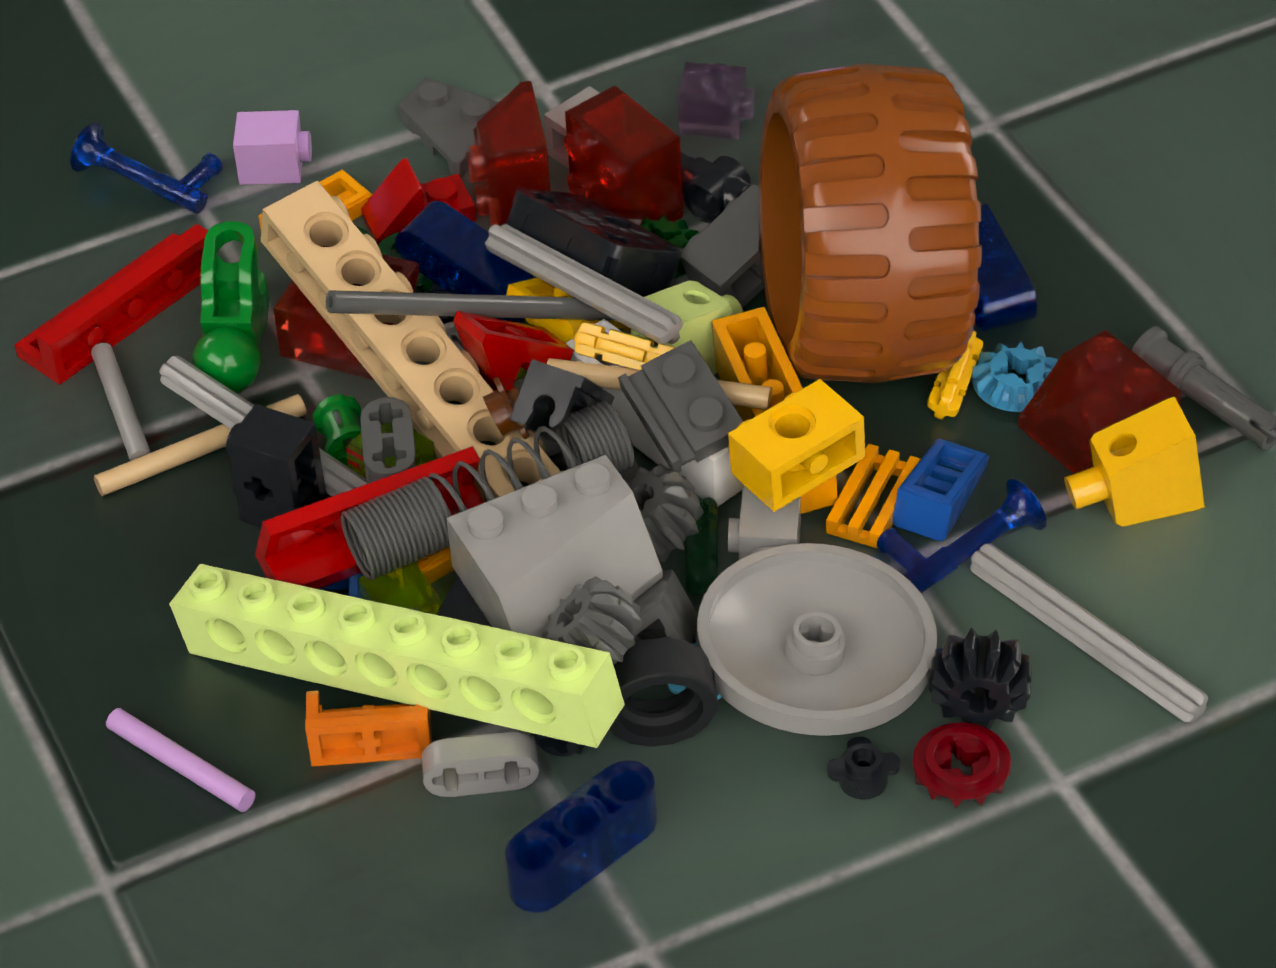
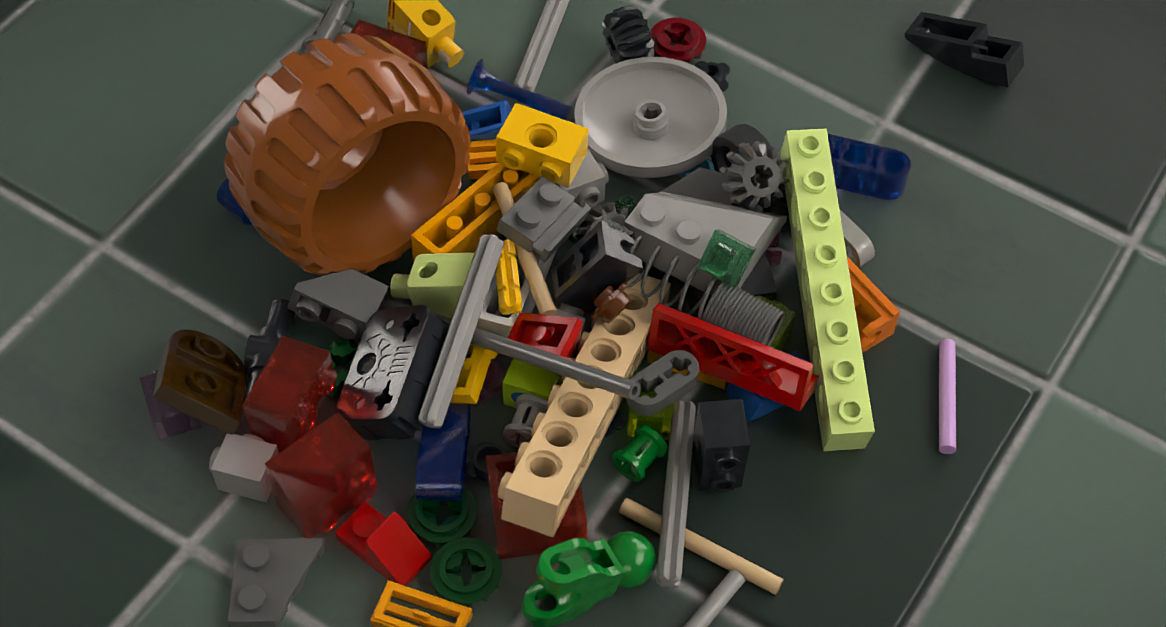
camera: 125 degrees left, 10 degrees up
(460, 492) = (726, 258): none -> clear green tile
(701, 96) = (202, 379): none -> dark brown tile

